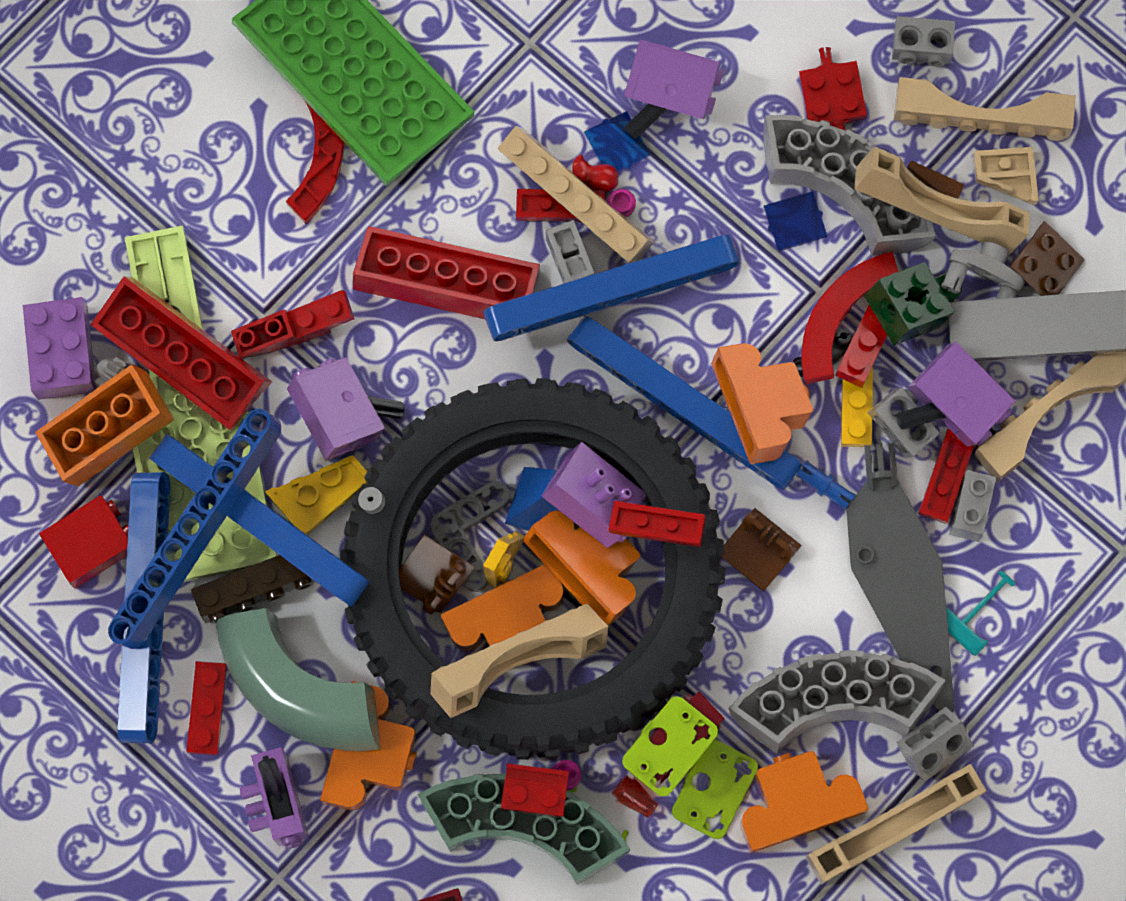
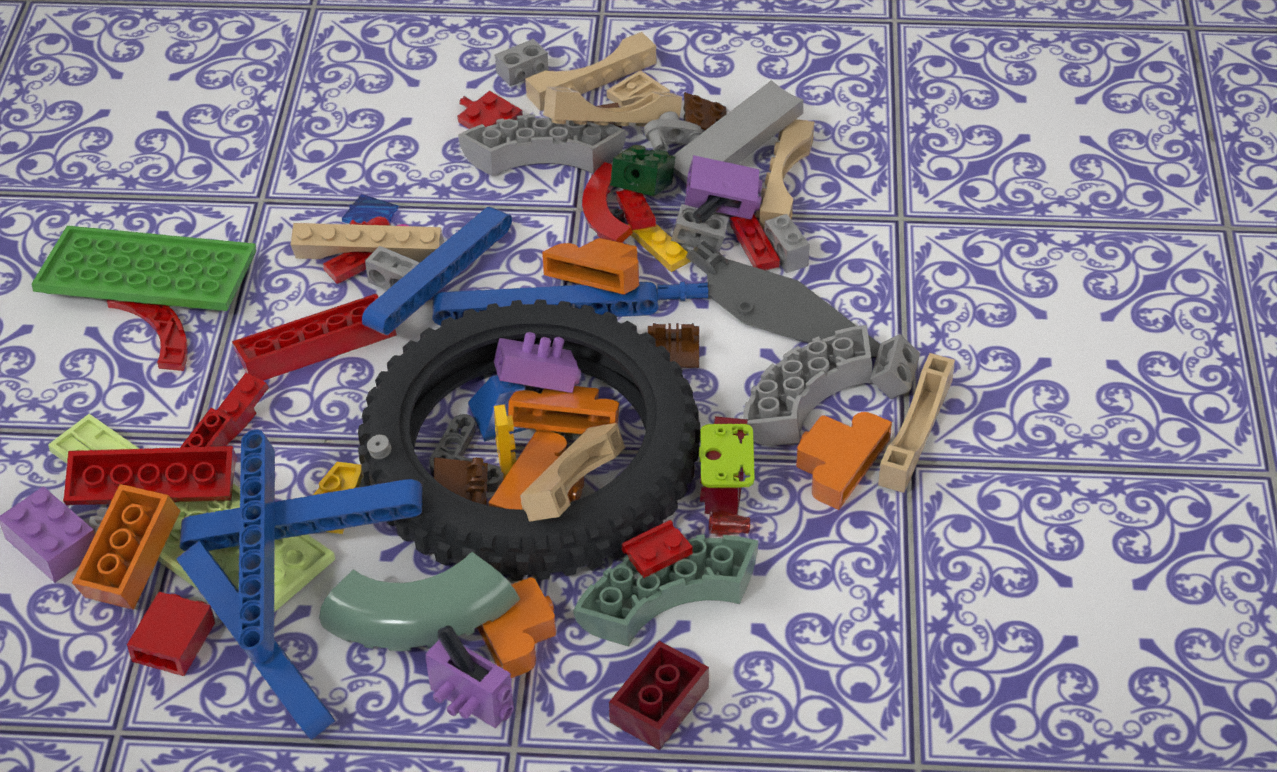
camera: 40 degrees left, 30 degrees down
(206, 708) = (359, 678): red plate -> none
(248, 587) = (348, 551): dark brown brick -> none
(338, 408) = (304, 436): medium lavender piece -> none
(657, 523) = (596, 339): red plate -> none
(672, 82) = (379, 152): medium lavender piece -> none
(721, 794) = (783, 490): lime axle -> none
(795, 221) = (527, 185): clear blue piece -> none
(962, 632) = (848, 311): teal piece -> none

